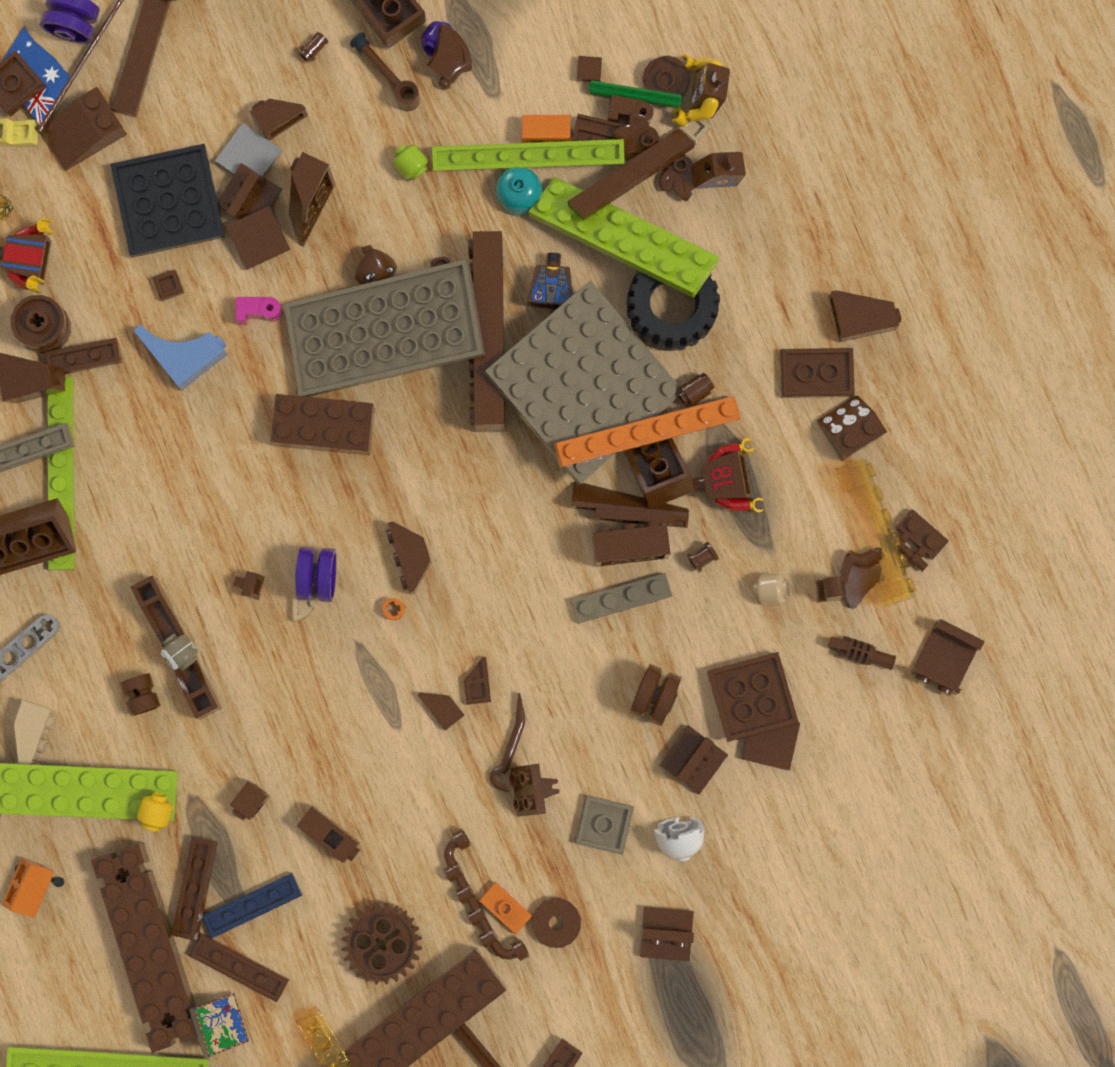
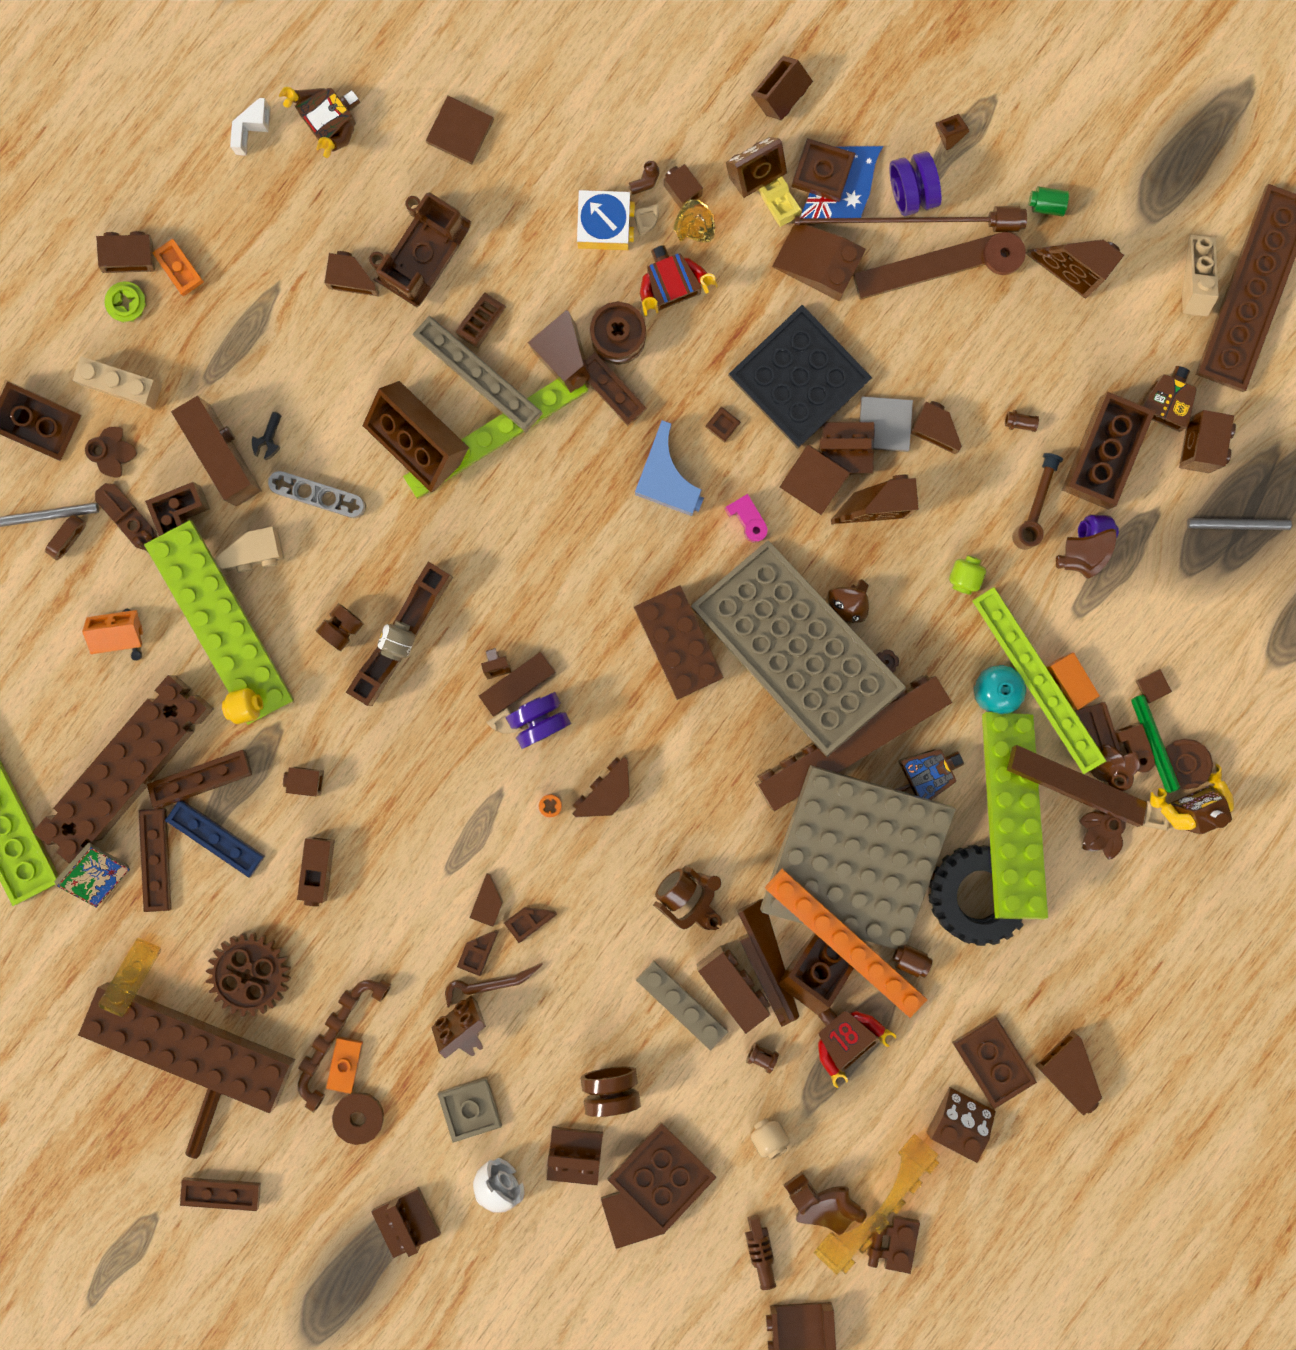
camera: 60 degrees right, 5 degrees up
(277, 577) = (517, 684): none -> reddish brown tile
(479, 742) = (477, 953): none -> reddish brown tile
(523, 542) = (677, 891): none -> reddish brown piece
(725, 170) = (1134, 872): reddish brown torso -> none

